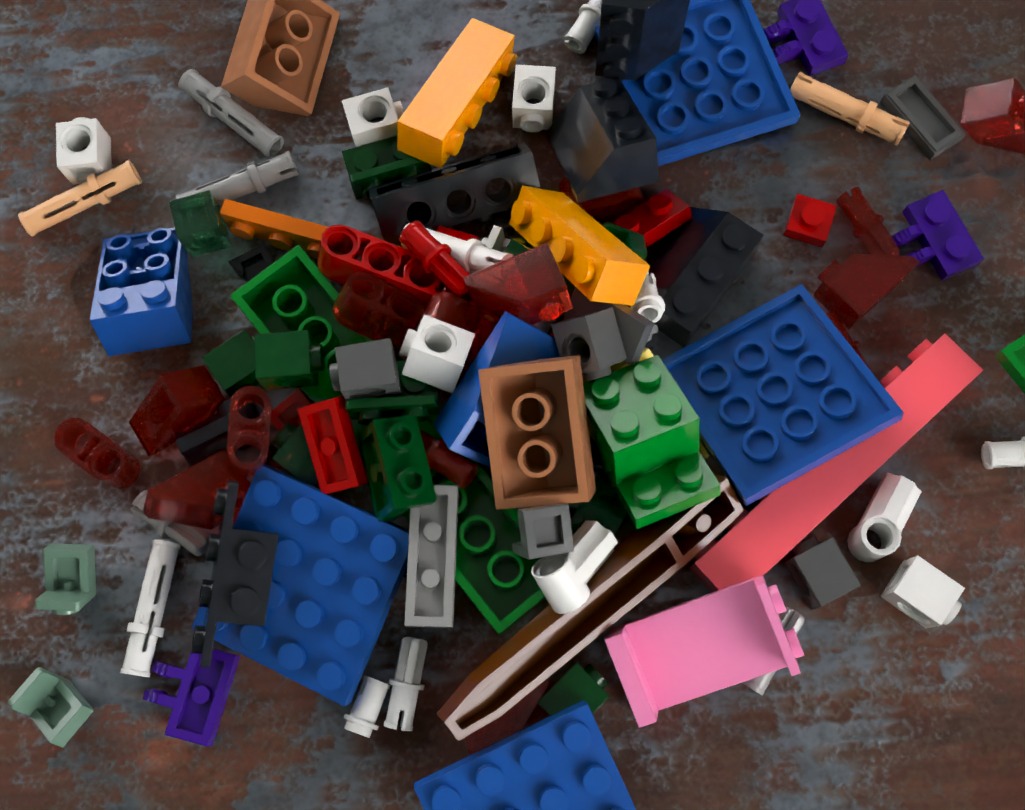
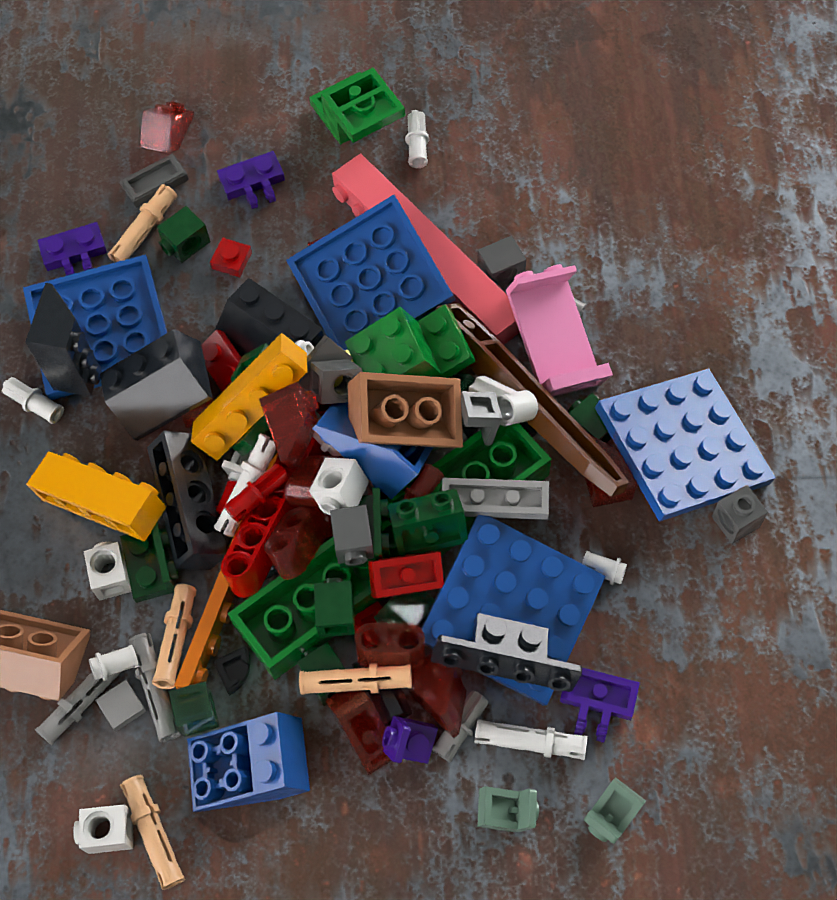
camera: 90 degrees left, 10 degrees down
(96, 453) = (395, 790): clear red beam -> none
(152, 457) = (409, 740): none -> dark purple bracket
(212, 408) = (311, 681): none -> light nougat pin
(222, 153) = (120, 705): none -> light grey tile
(241, 191) = (167, 671): none -> light nougat pin
(254, 131) = (113, 662): none -> white pin
(406, 683) = (586, 538): white axle -> none
(533, 83) = (96, 433): white brick -> none
(835, 156) = (183, 234): none -> dark green brick
(861, 283) = (288, 224): clear red slope -> none
(867, 224) = (241, 218): clear red axle -> none
(885, 516) = (463, 224): white piece -> none
(924, 593) = (514, 205): white brick -> none

